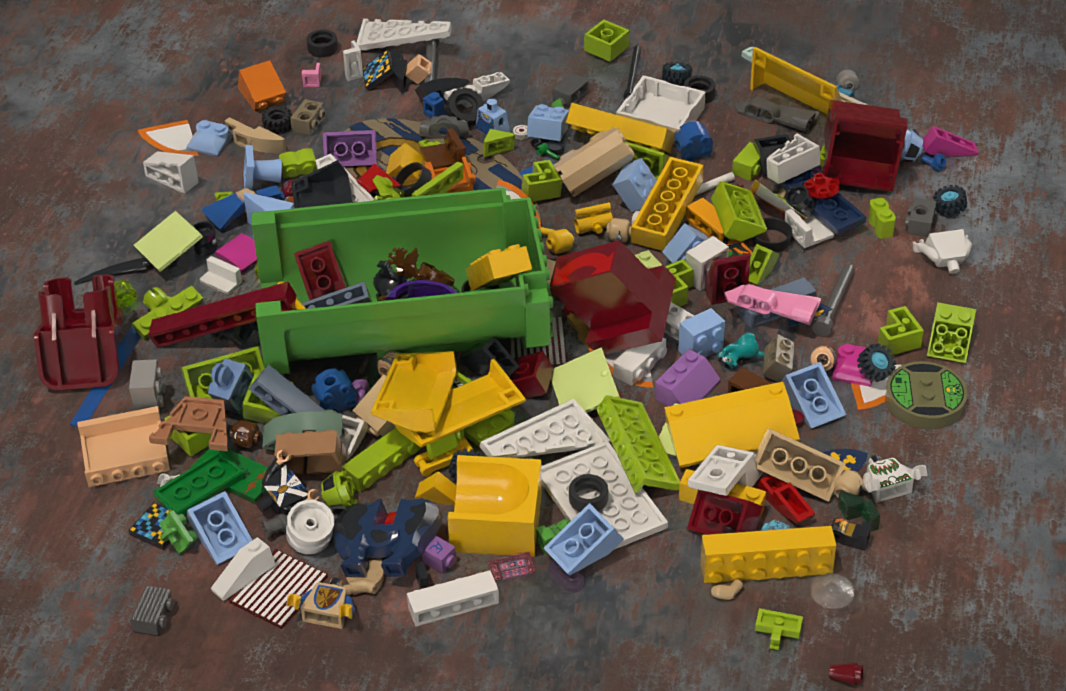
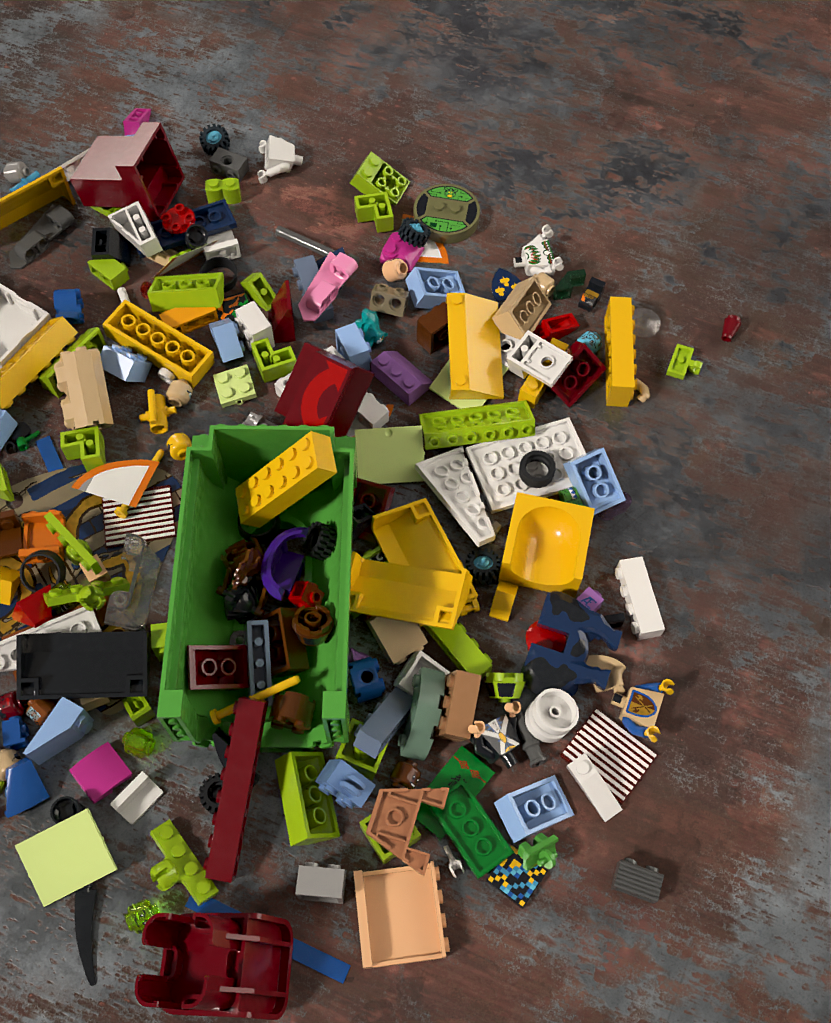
camera: 85 degrees left, 20 degrees up
(511, 566) = (600, 548): clear pink tile -> none

